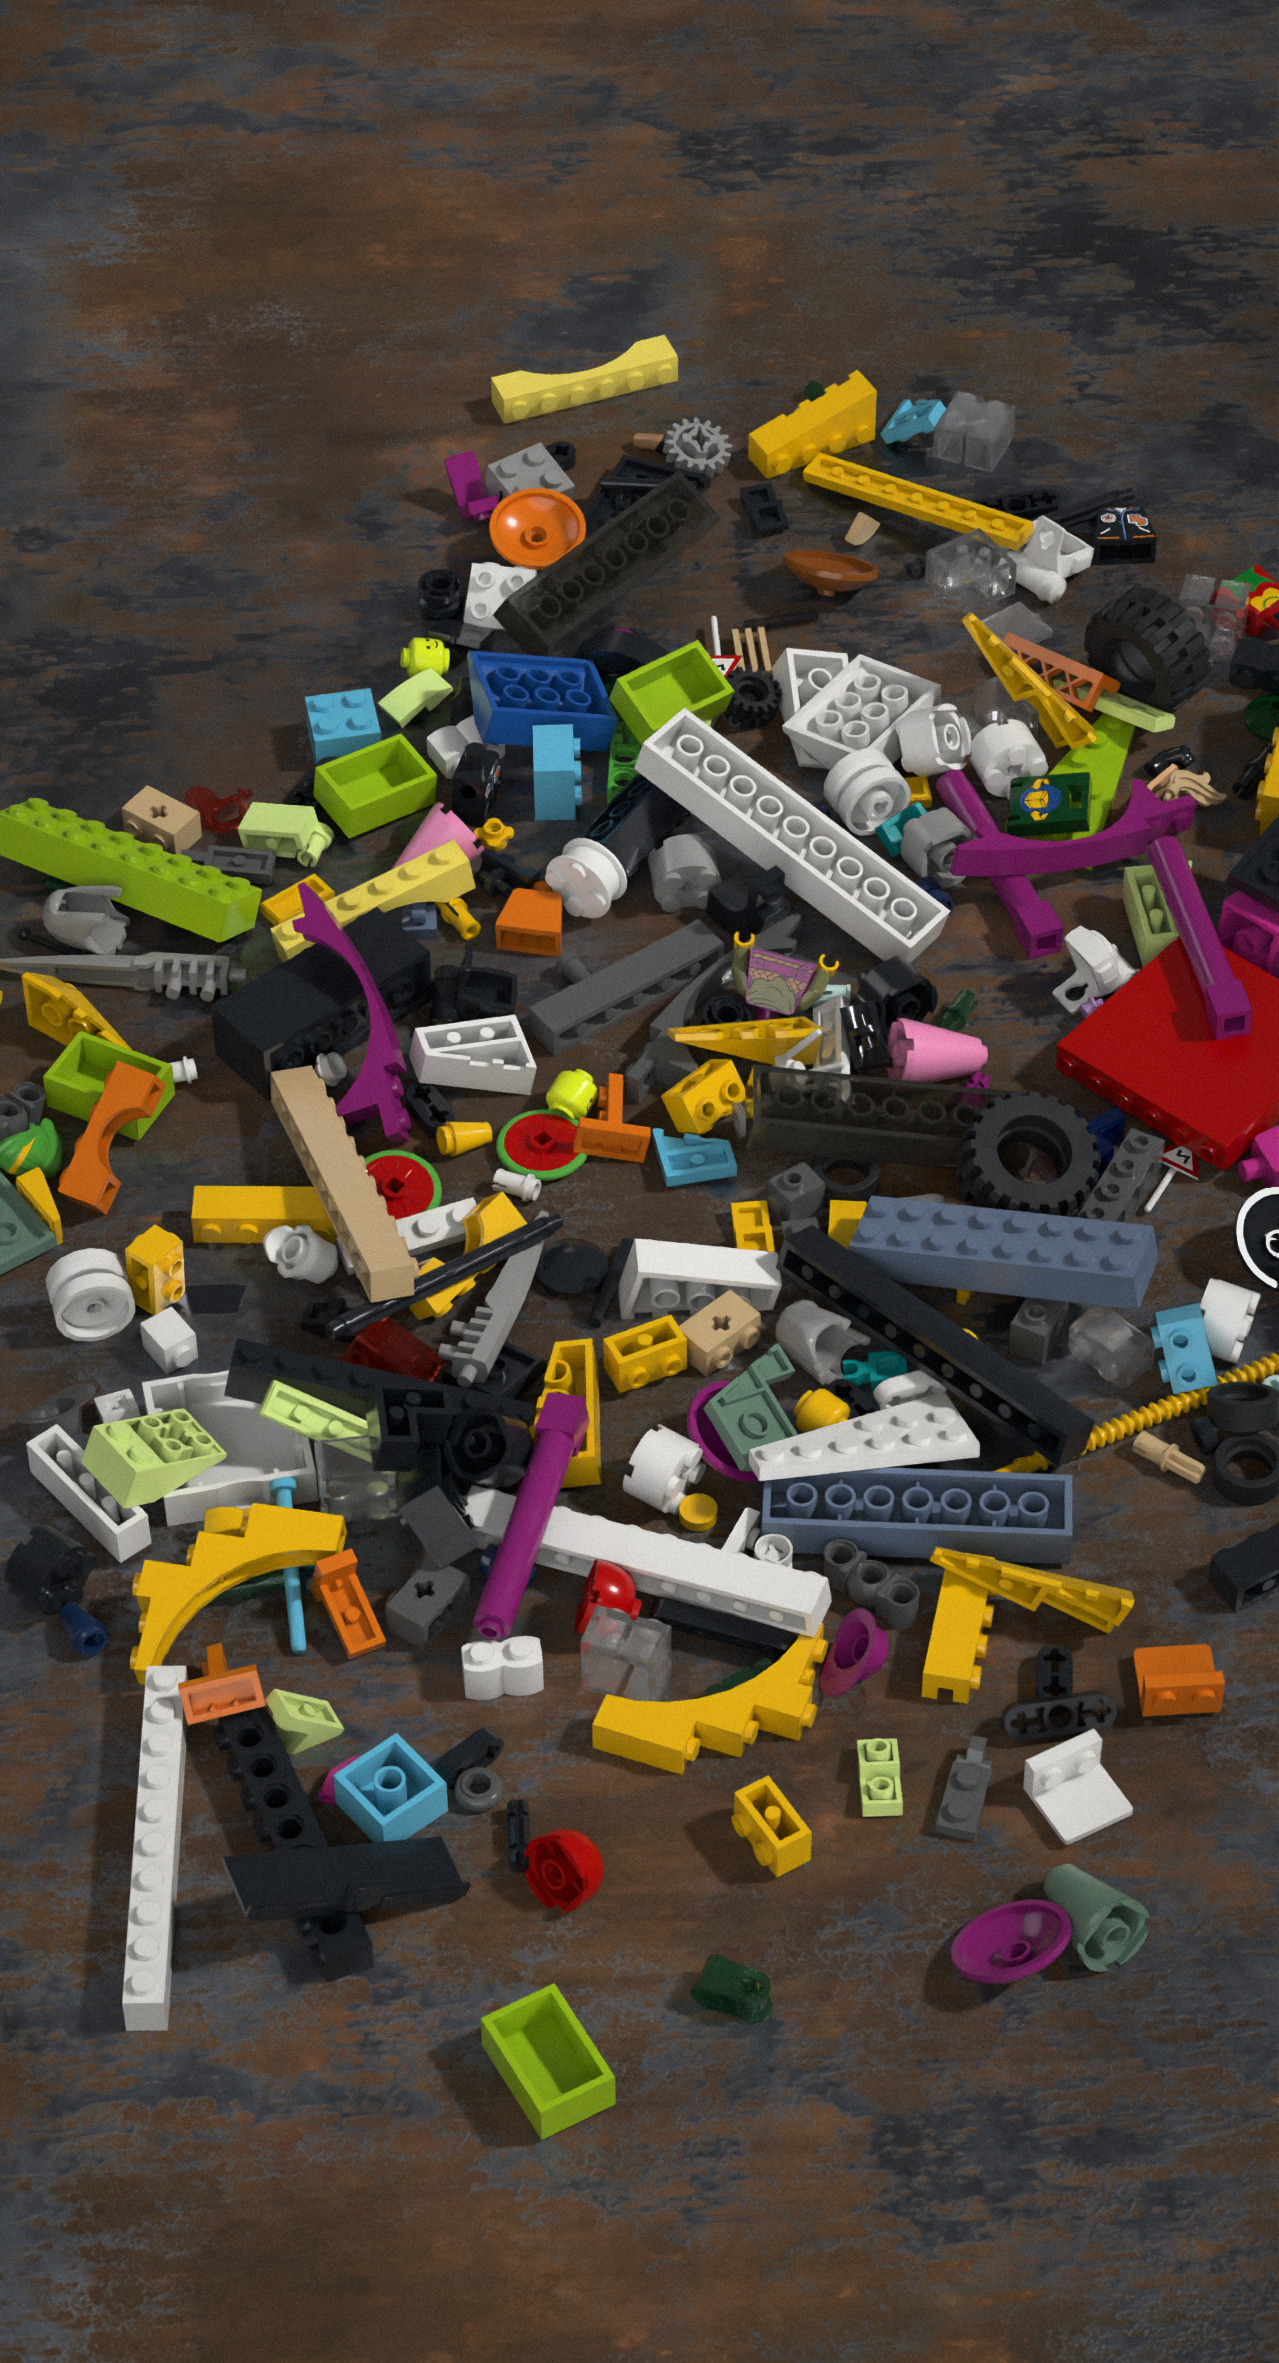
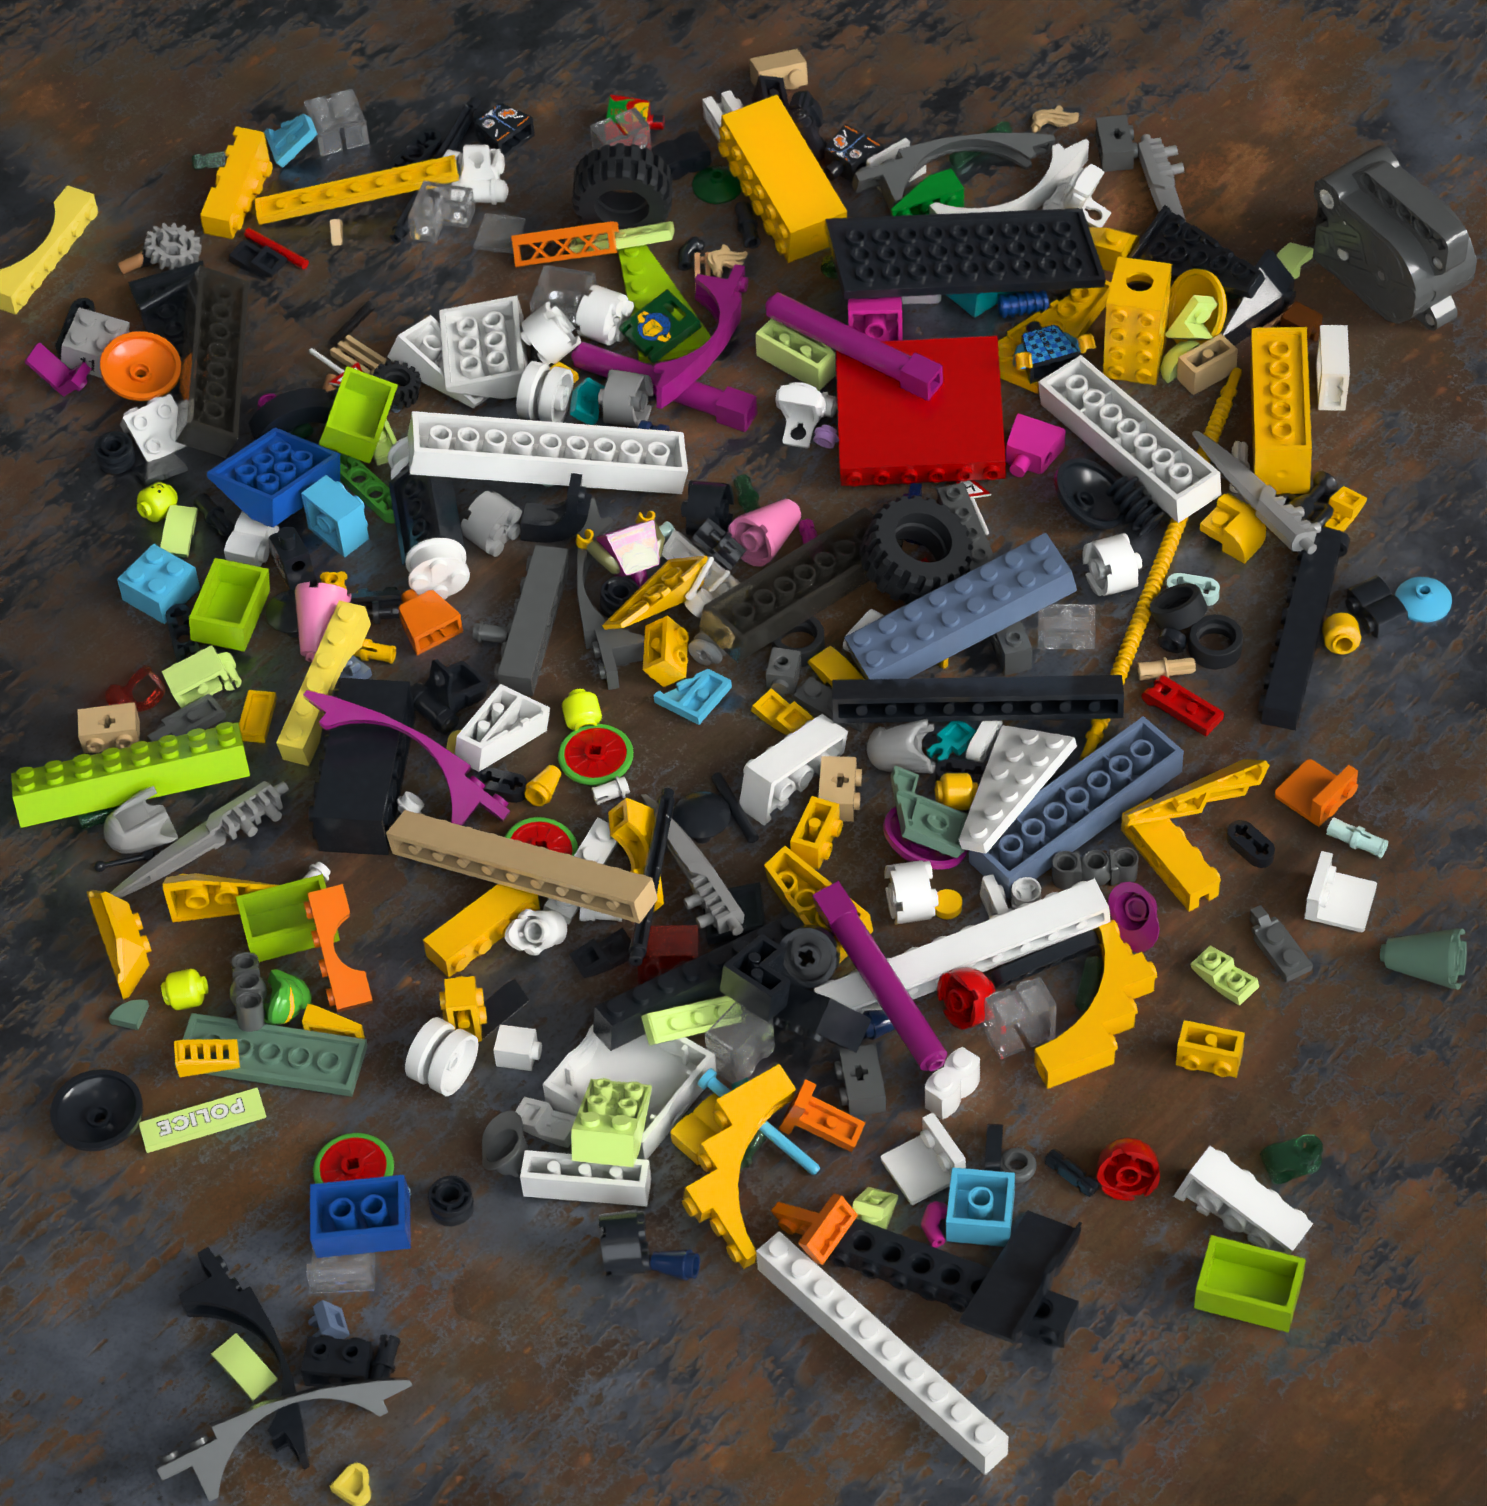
camera: 40 degrees left, 5 degrees up
(392, 1710) = (925, 1162): none -> white bracket
(607, 1133) = (630, 715): orange bracket -> none
(631, 1988) = (1243, 1203): none -> white wedge
(793, 511) = (264, 241): none -> red bar
(830, 570) = (353, 269): dark orange dish -> none
(1011, 1941) = (1409, 1006): magenta dish -> none
(1031, 1728) = (1269, 863): black beam -> none
(1056, 716) = (608, 269): yellow wedge -> none
(1143, 1504) = (1183, 705): none -> red plate
(1165, 1753) = (1357, 837): none -> light aqua pin
(1185, 1348) = (1117, 595): medium azure brick -> none

